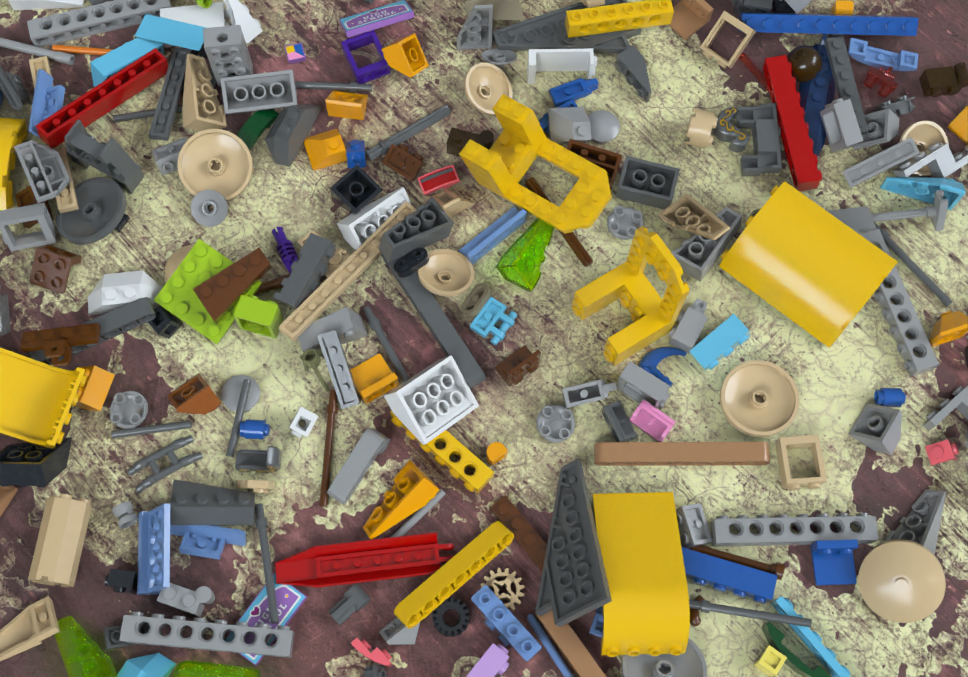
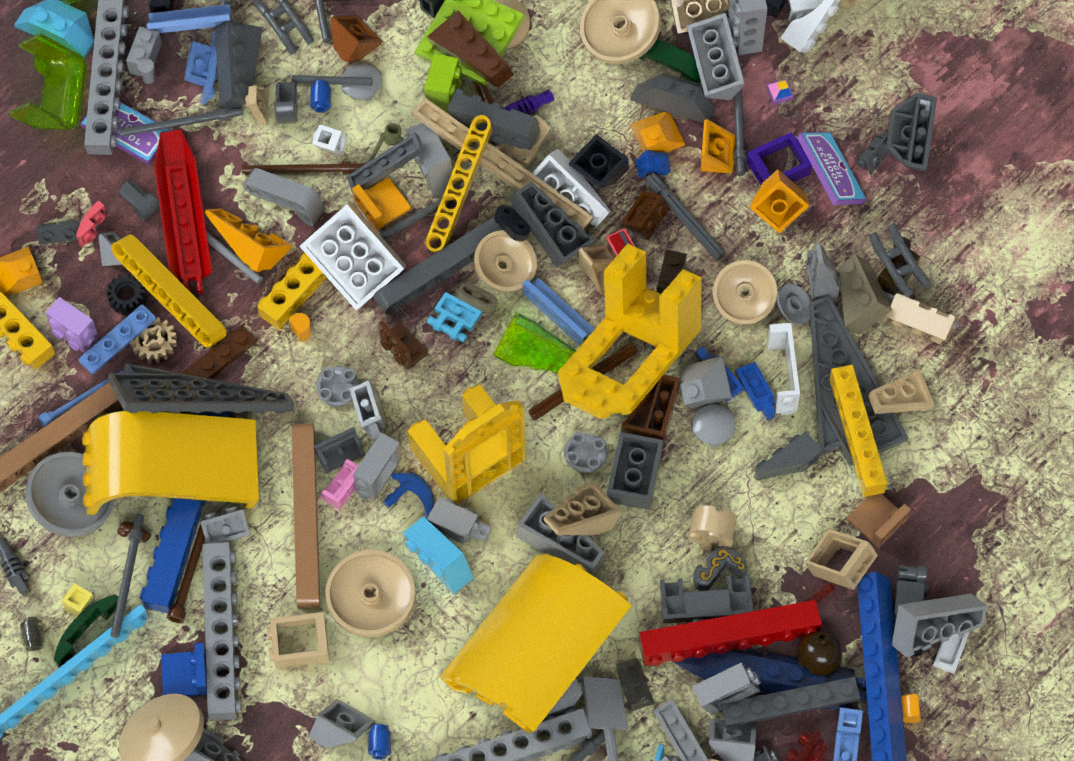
camera: 90 degrees right, 5 degrees down
(200, 208) = (570, 25): light grey dish -> none
(361, 303) = (459, 174): none -> yellow beam
(833, 199) = (634, 684): none -> clear smoke hinge

